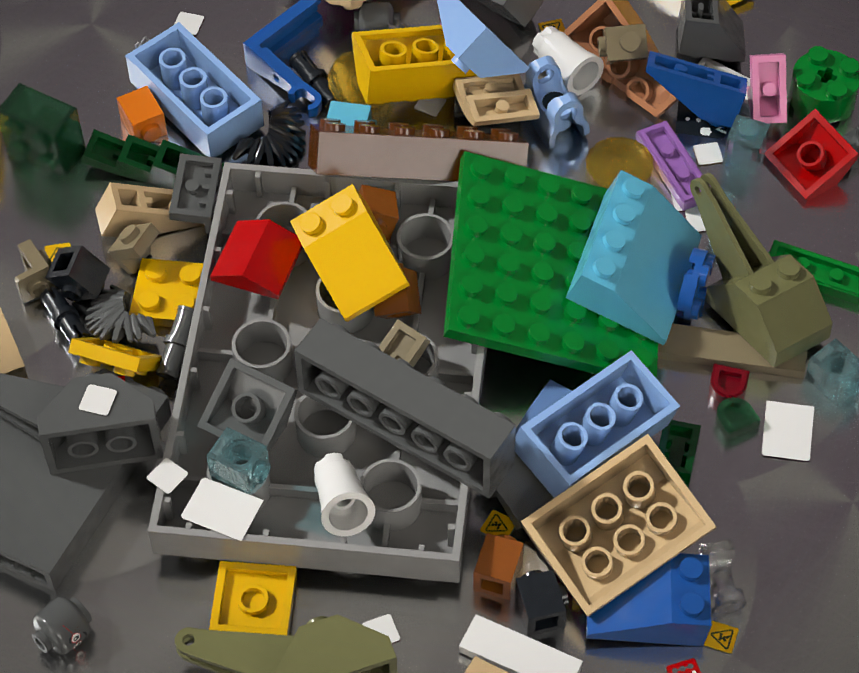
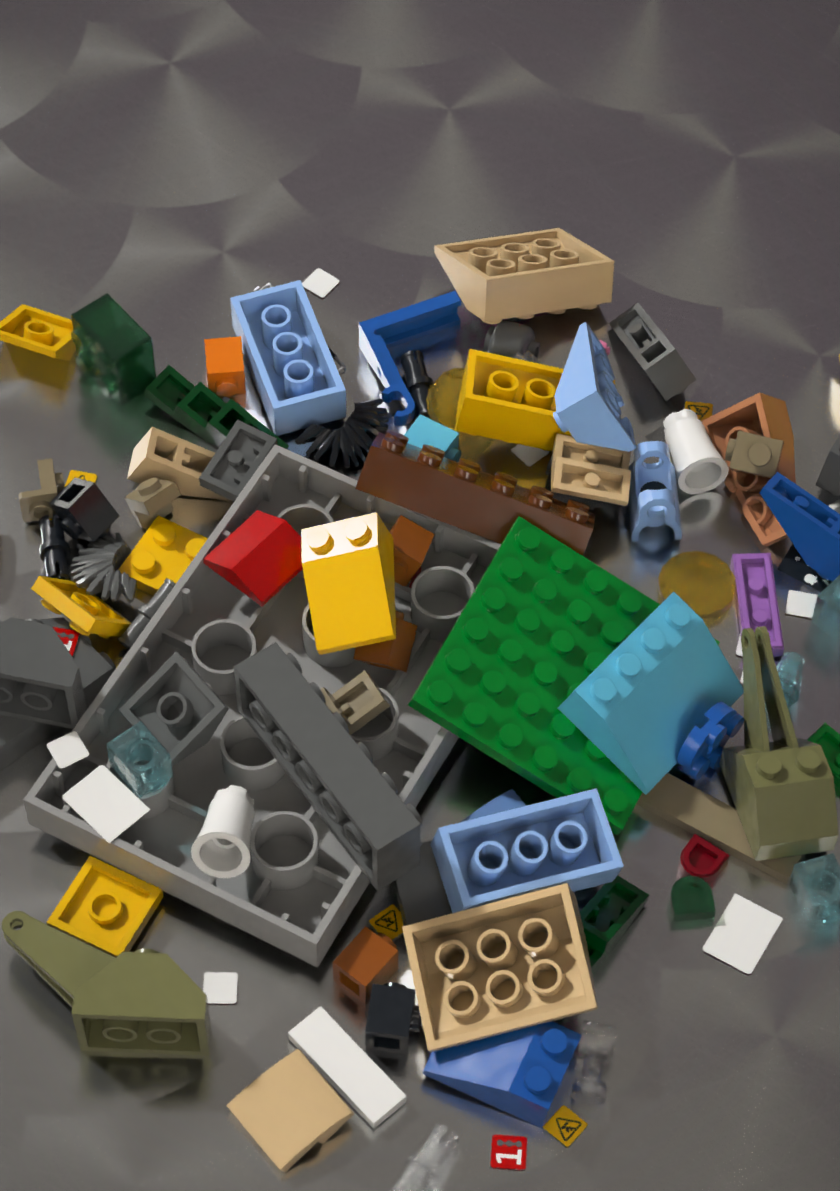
camera: 20 degrees right, 0 degrees up
(97, 399) = (24, 648): white sticker -> none

